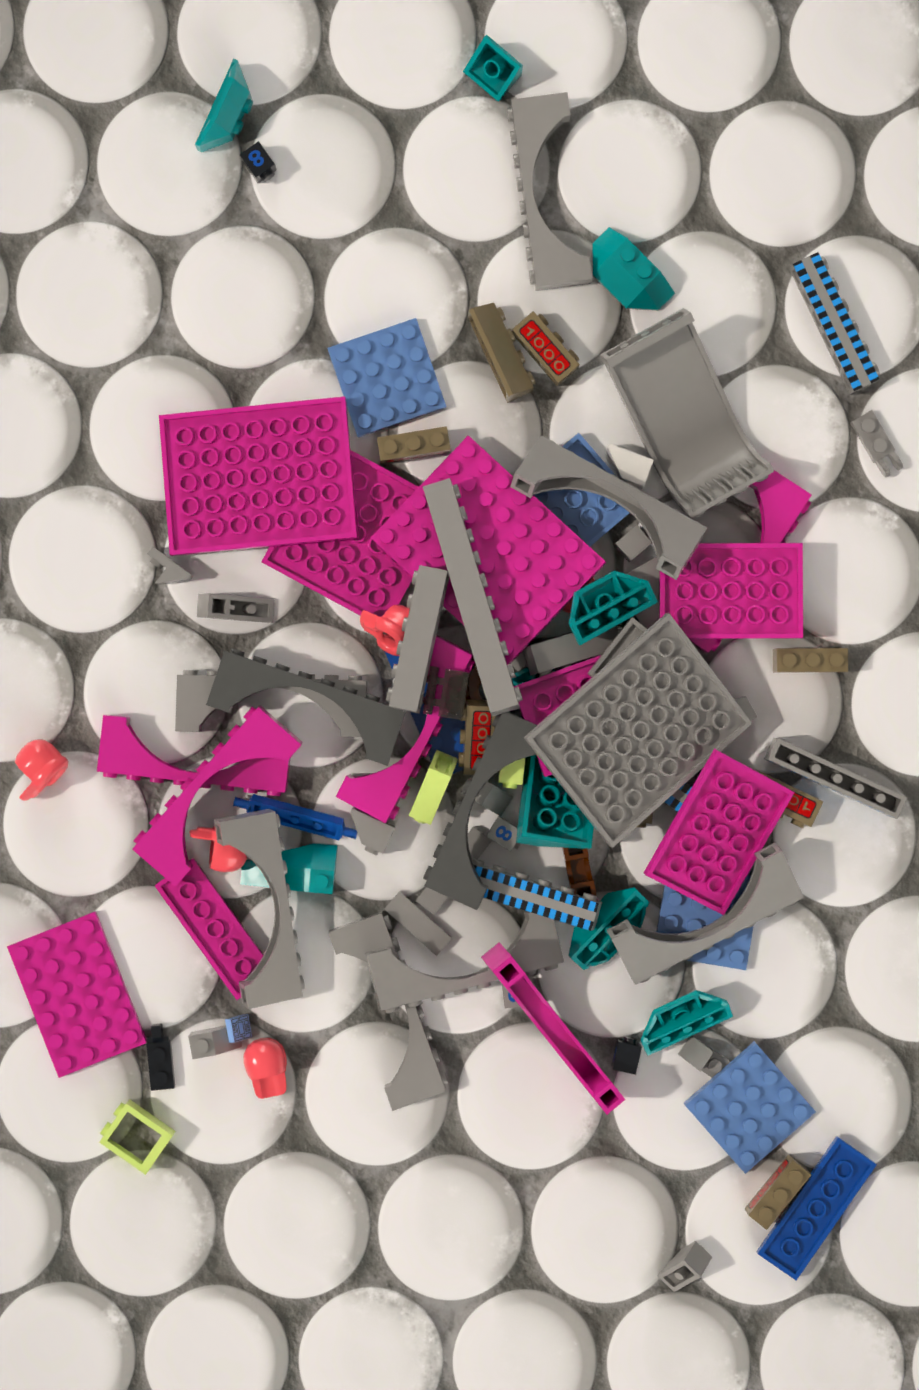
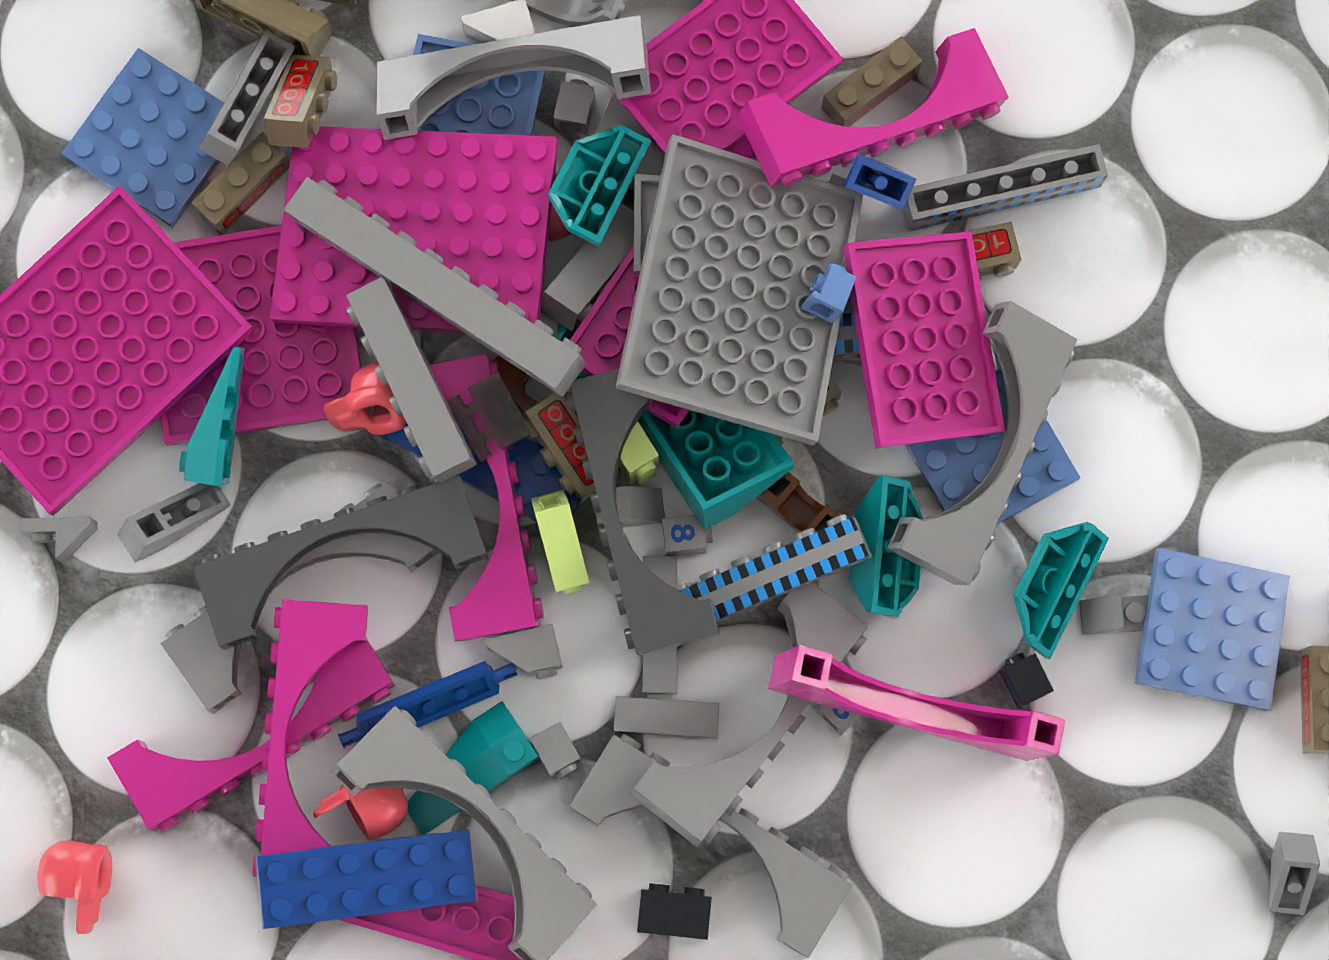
camera: 40 degrees left, 10 degrees down
(191, 889) = (365, 878): none -> blue plate
(281, 588) = (212, 443): none -> teal wedge
(341, 1030) = (674, 913): none -> black brick
(344, 896) = (556, 751): none -> light grey brick
(453, 399) = (247, 97): none -> light grey brick
(481, 424) = (300, 101): none -> dark tan brick
(685, 770) = (829, 293): none -> medium blue brick
(734, 670) = (797, 145): none -> dark pink arch
(766, 725) = (880, 181): none -> blue slope

